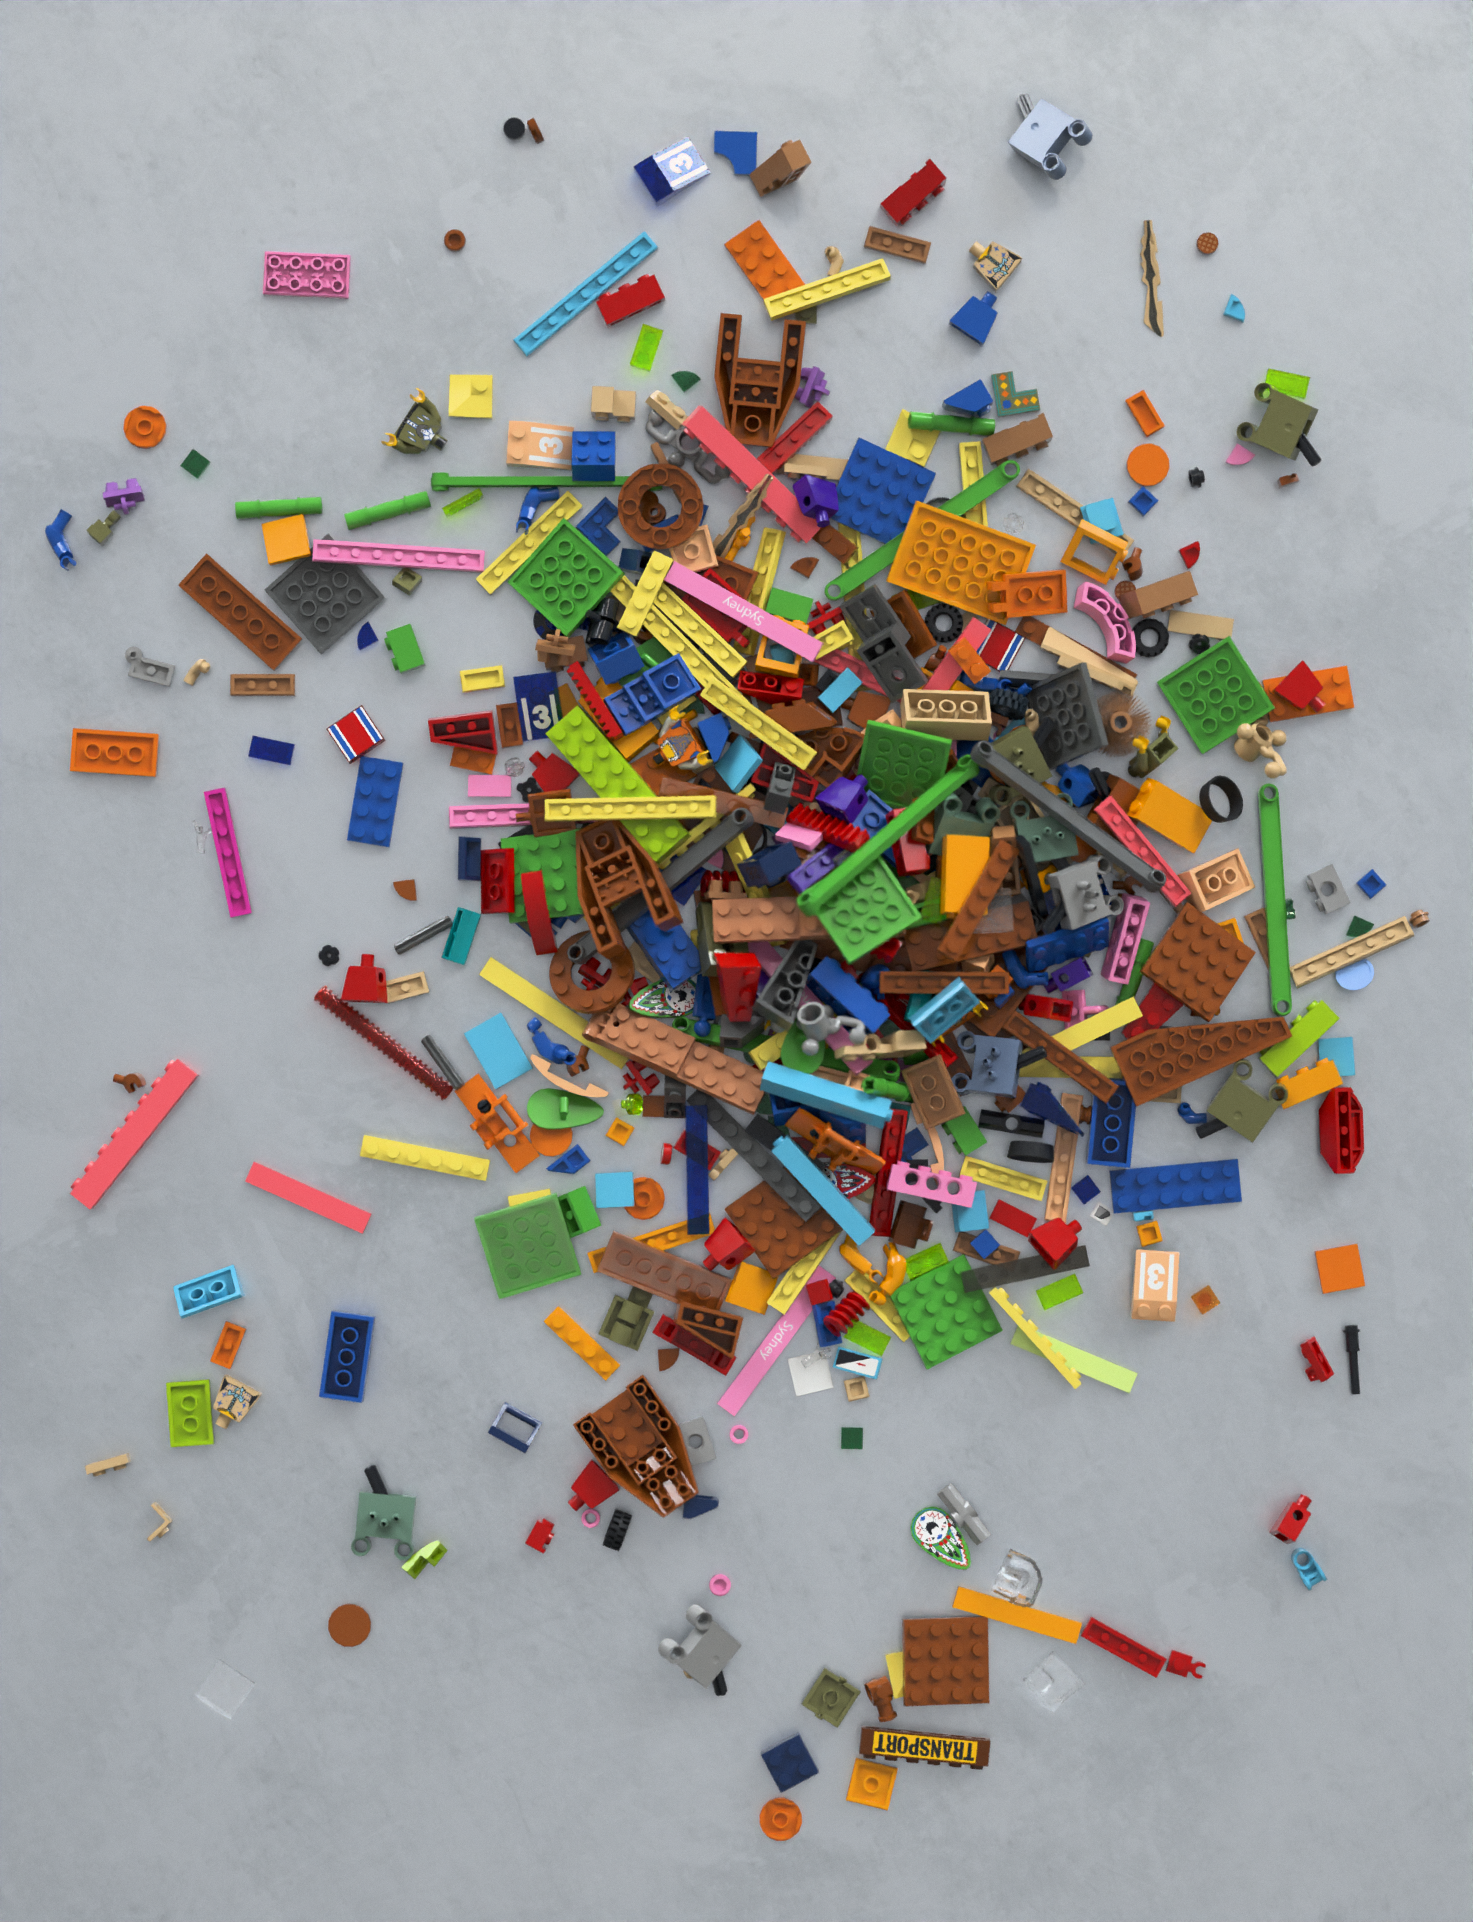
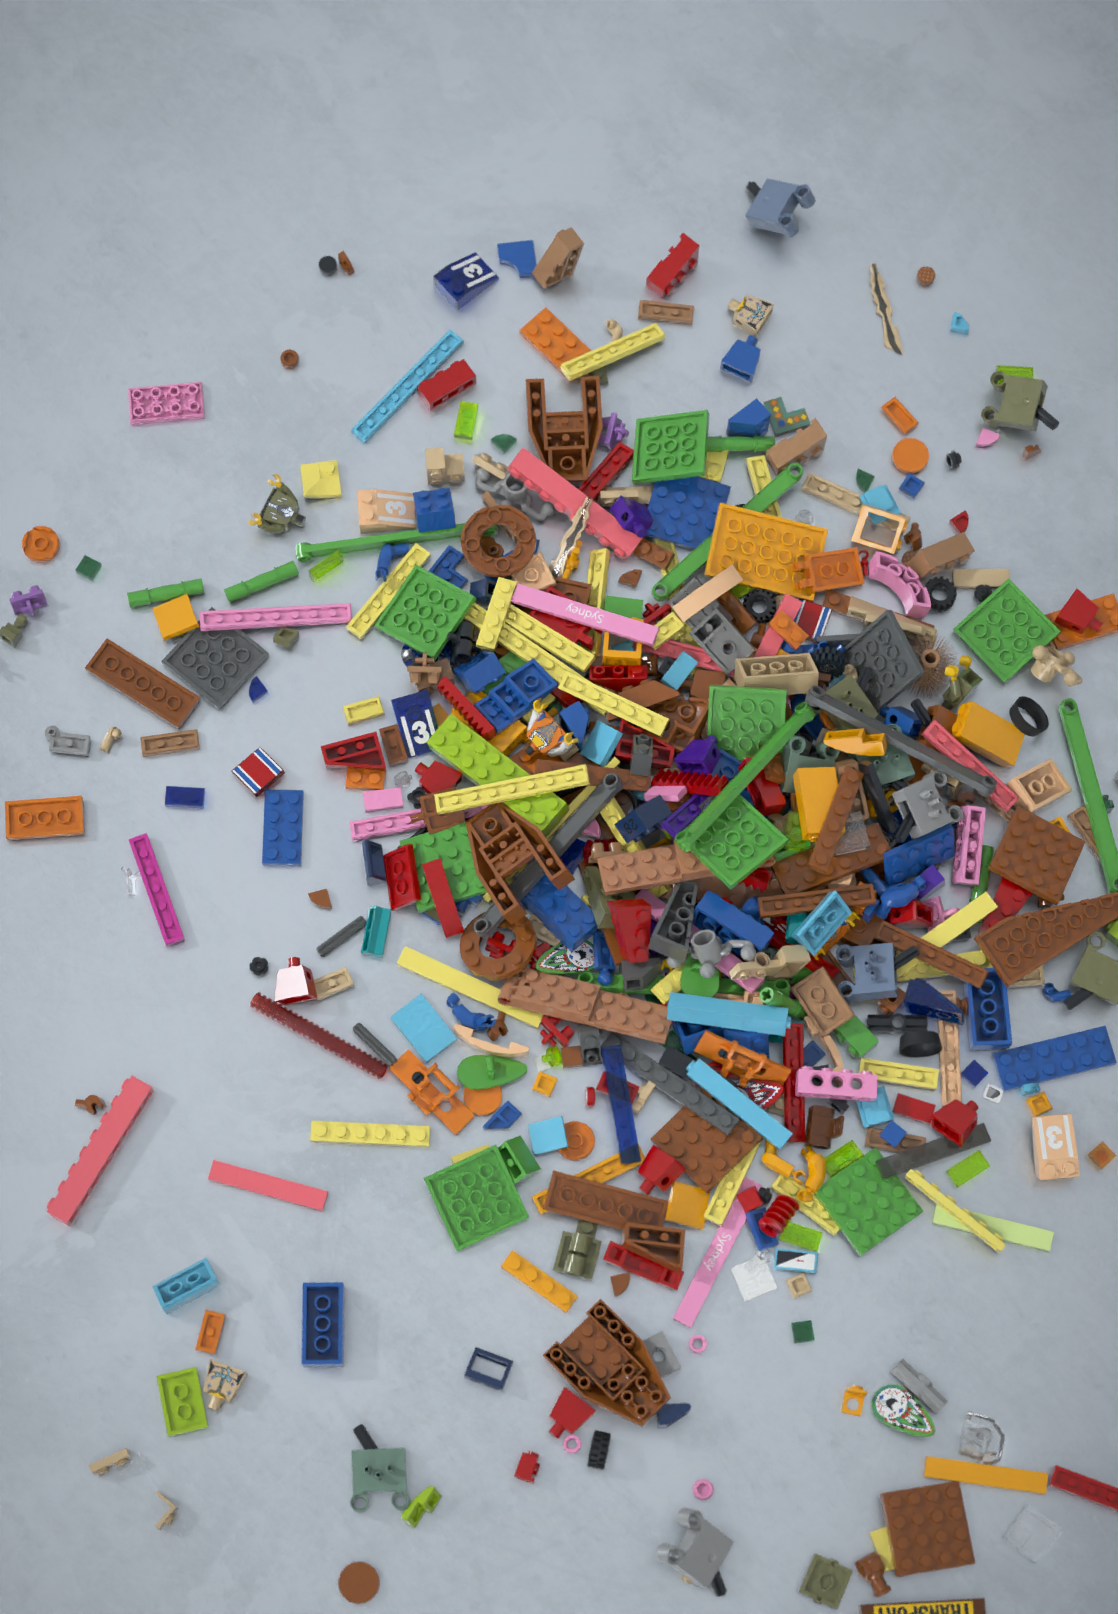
camera: 10 degrees left, 15 degrees down
(405, 649) = (292, 693): bright green brick -> none
(873, 420) = (670, 447): none -> bright green plate
(886, 606) = (707, 593): none -> light nougat slope
(898, 1511) = (855, 1392): none -> light orange bracket
(1018, 812) = (857, 742): none -> light orange slope
(1037, 990) = (900, 896): none -> blue arm
(1071, 587) = (864, 563): none -> red hand
(1089, 486) = (864, 480): none -> clear green tile

